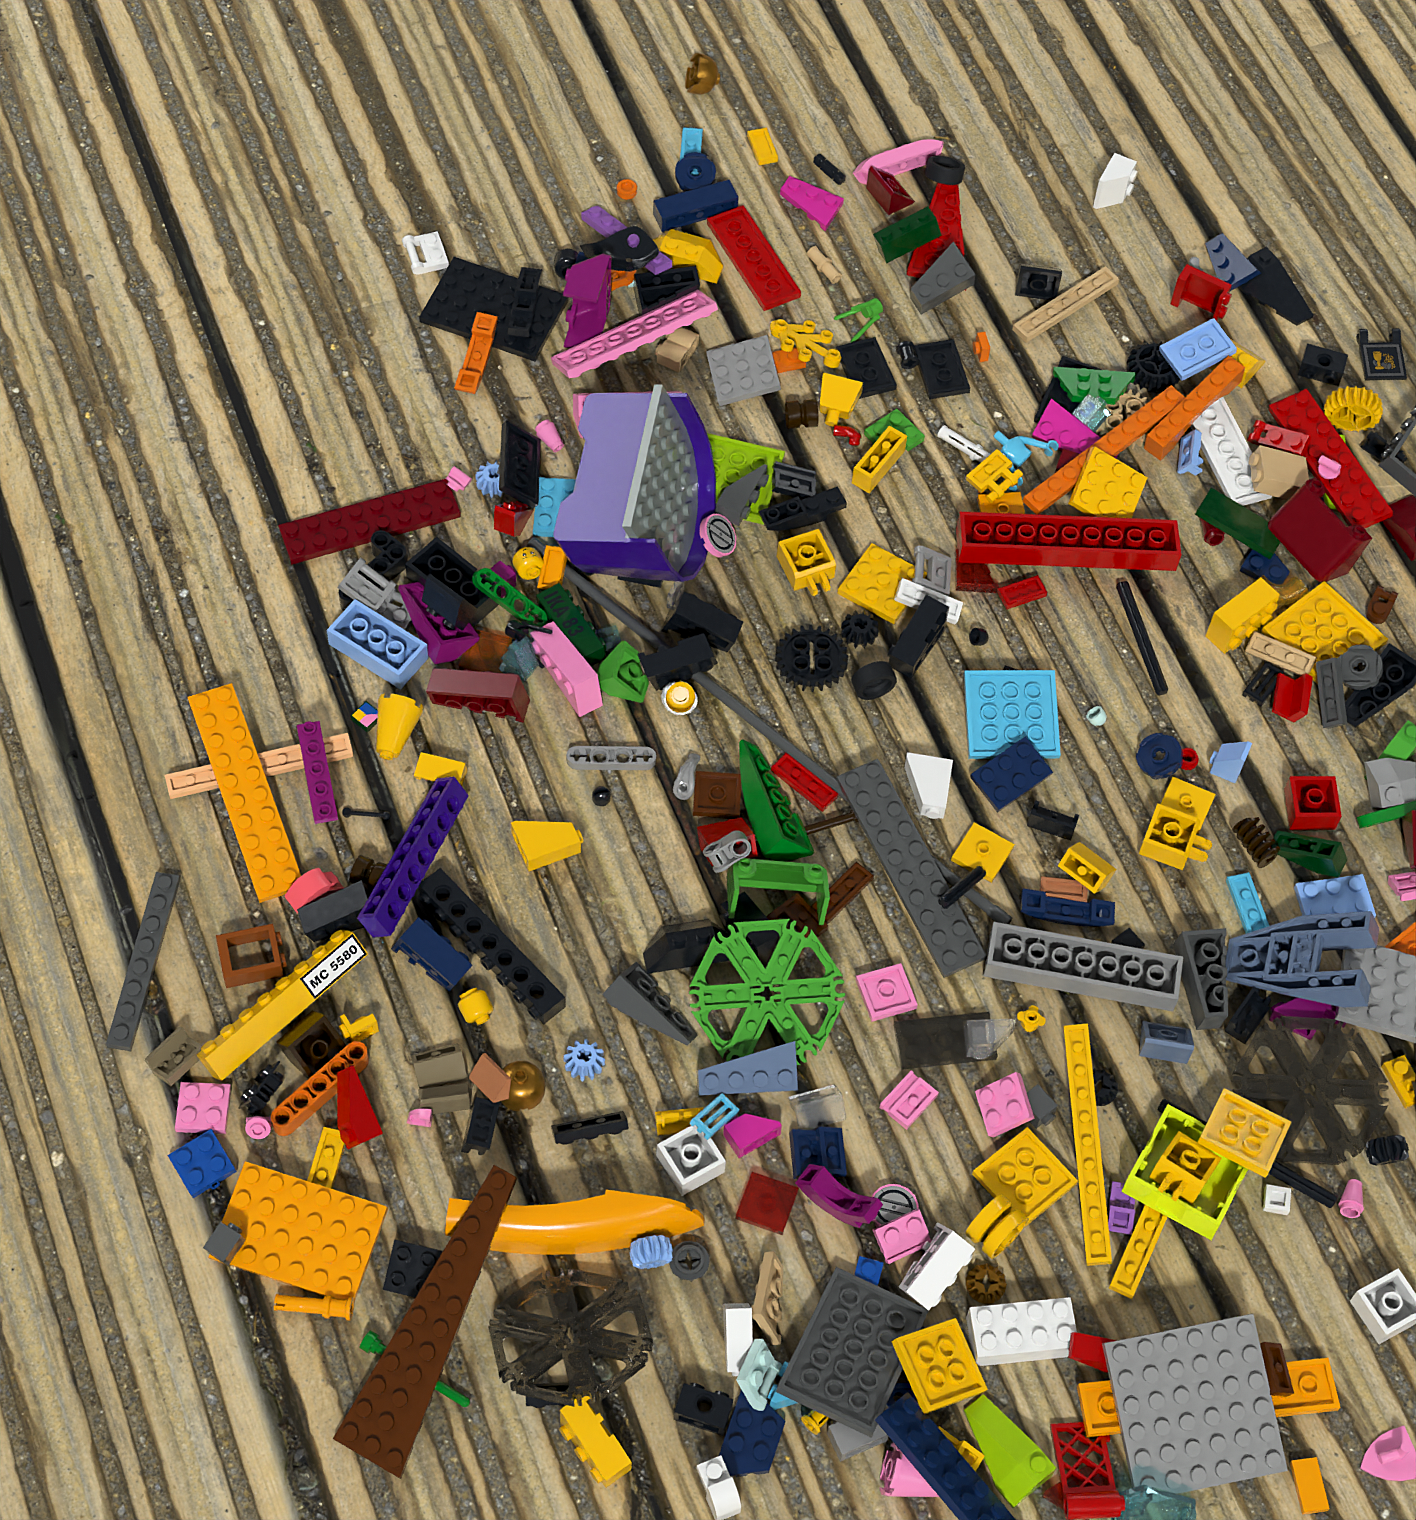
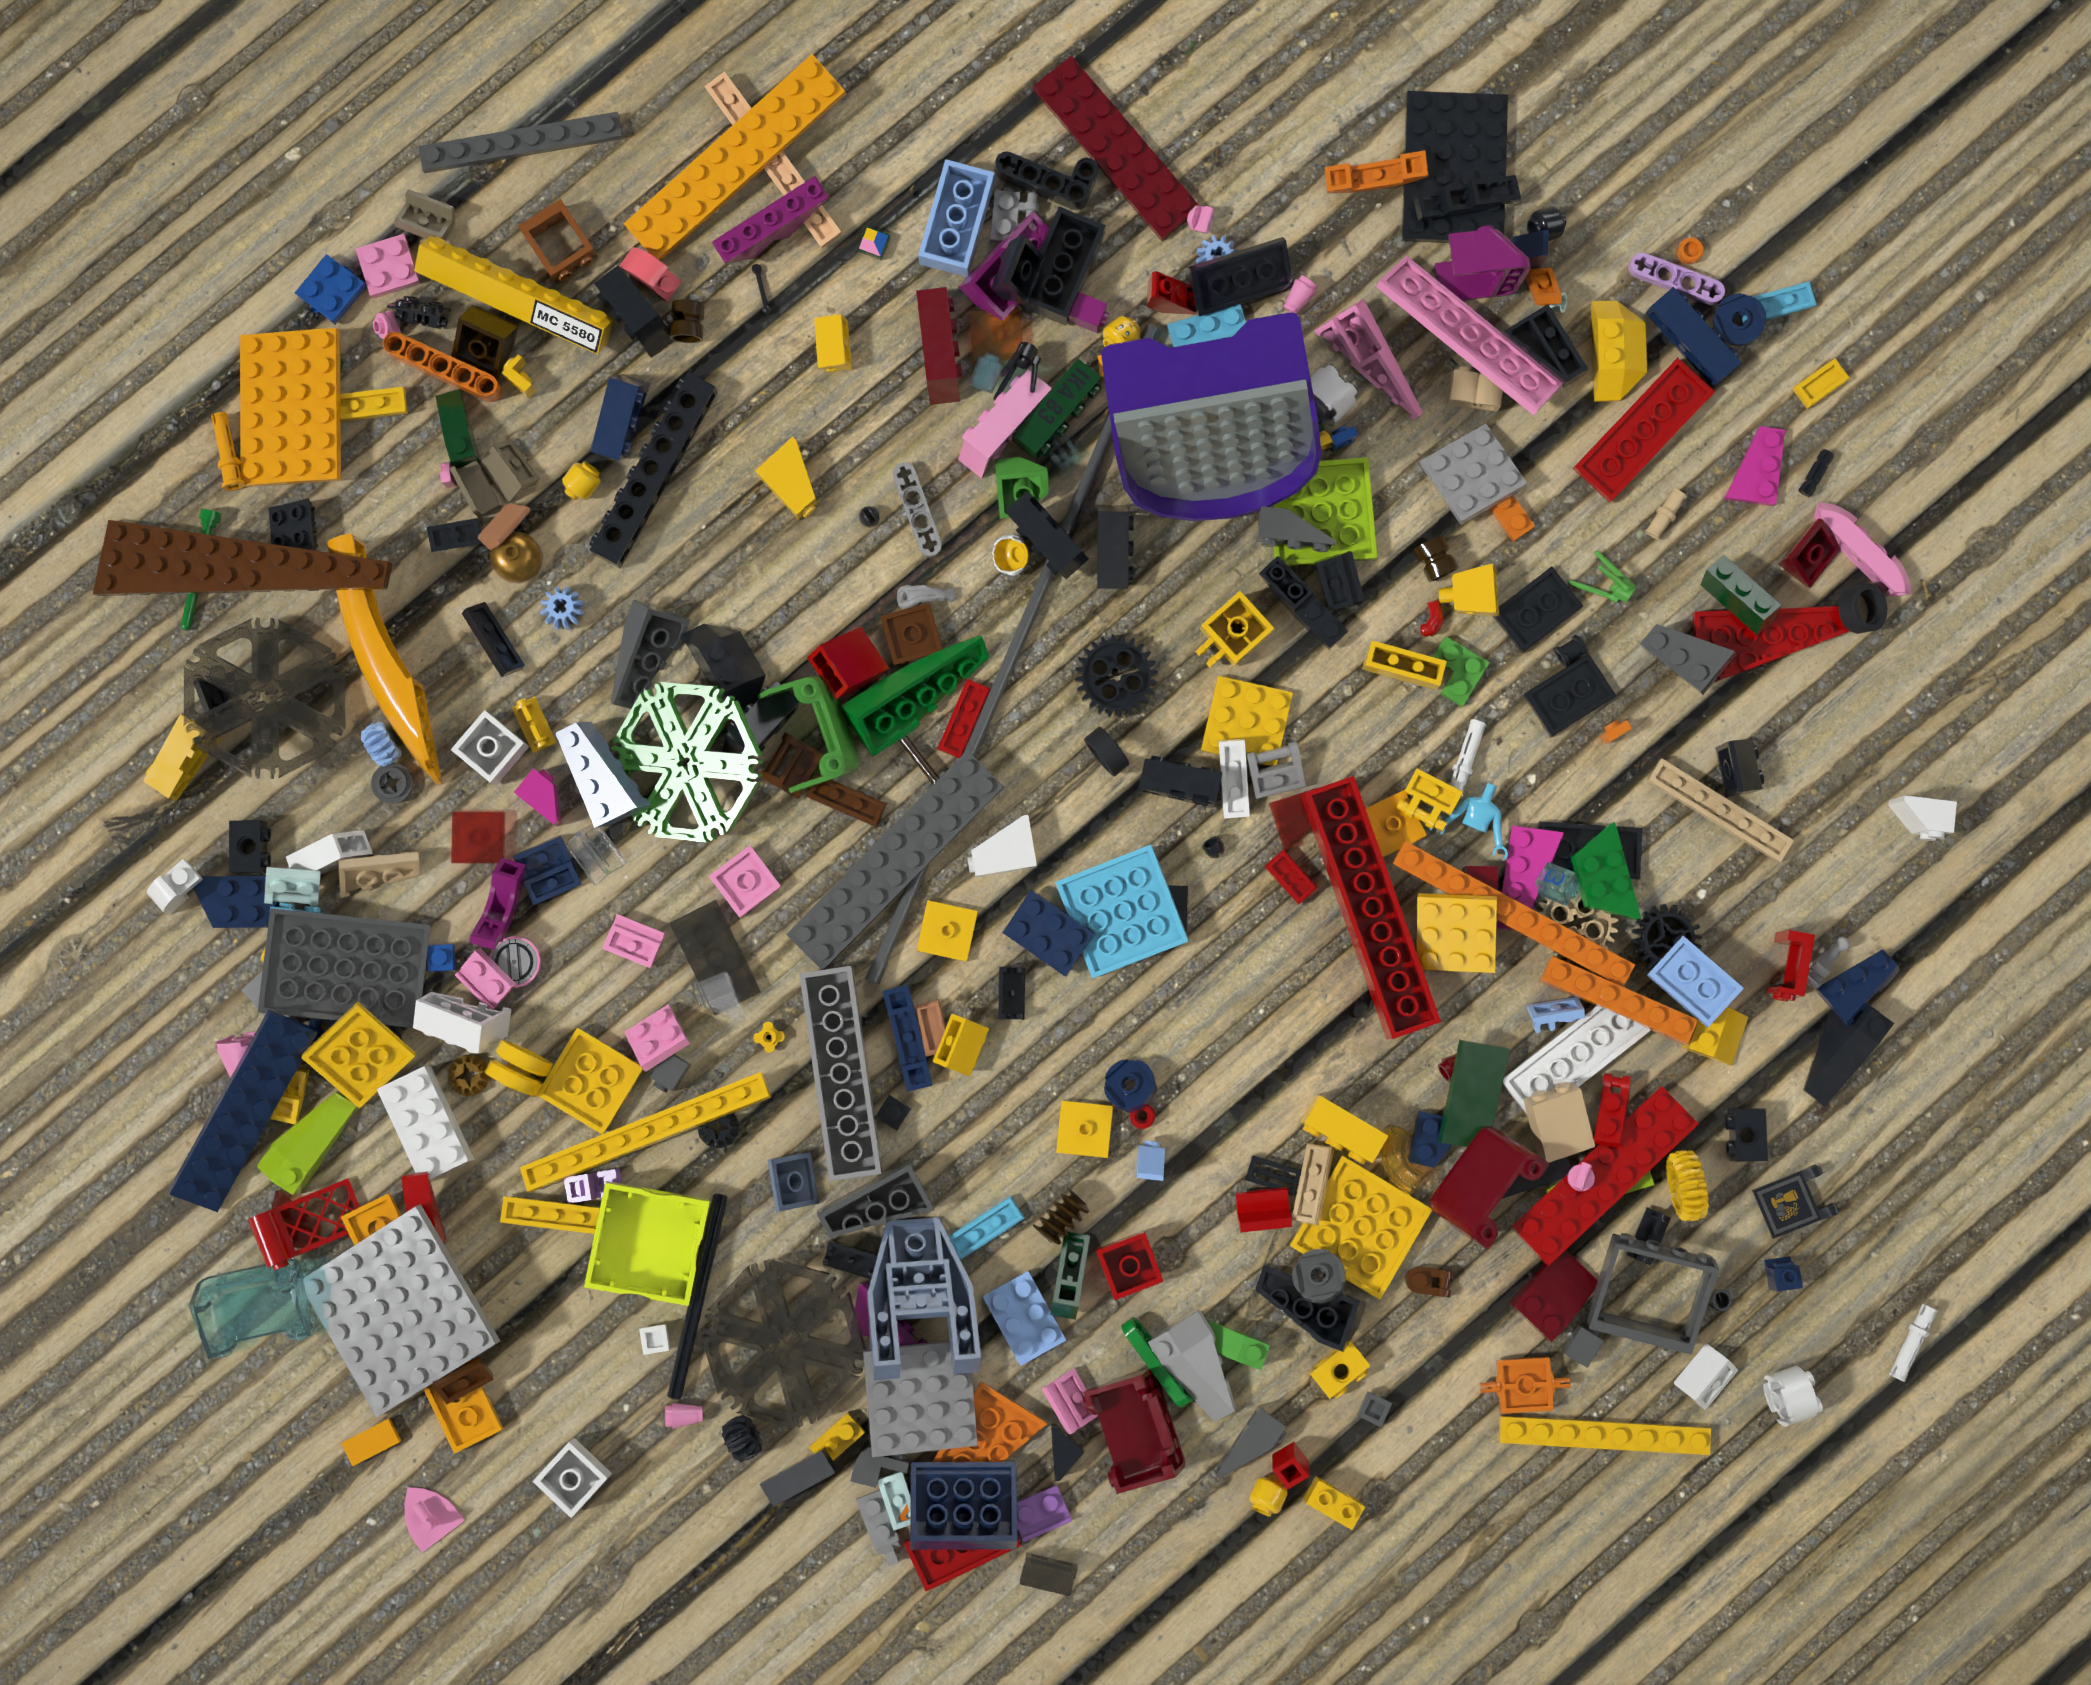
camera: 75 degrees right, 25 degrees up
(225, 1242) = (246, 343): dark grey brick -> none
(354, 1112) = (418, 410): red slope -> none
(363, 590) = (1009, 175): light grey plate -> none
(392, 1094) = (457, 429): none -> dark green slope
(395, 724) = (867, 275): yellow cone -> none
(413, 857) = (712, 354): dark purple brick -> none
(432, 251) = (1509, 67): white plate -> none
(511, 595) = (1058, 332): green beam -> none
(608, 225) = (1602, 277): medium lavender plate -> none
(618, 248) = (1556, 266): black piece -> none
(646, 204) = (1677, 274): none -> lavender beam
(702, 75) = (1895, 275): pearl gold cylinder -> none
(703, 1127) = (513, 747): medium azure tile -> none
(718, 535) = (1232, 523): tile -> none
(726, 852) = (818, 668): light grey piece -> none
(783, 330) = (1544, 527): yellow plant -> none
(859, 629) = (1181, 718): black gear -> none
(962, 887) = (886, 921): black axle -> none
(1096, 716) = (1159, 1003): light aqua hinge -> none
(1142, 638) = (1282, 1025): black axle -> none
(1172, 838) = (1041, 1137): yellow hinge -> none
(1184, 1168) = (627, 1226): yellow hinge -> none
(1244, 1132) = (700, 1287): yellow plate -> none
(1331, 693) = (1278, 1252): dark grey plate -> none

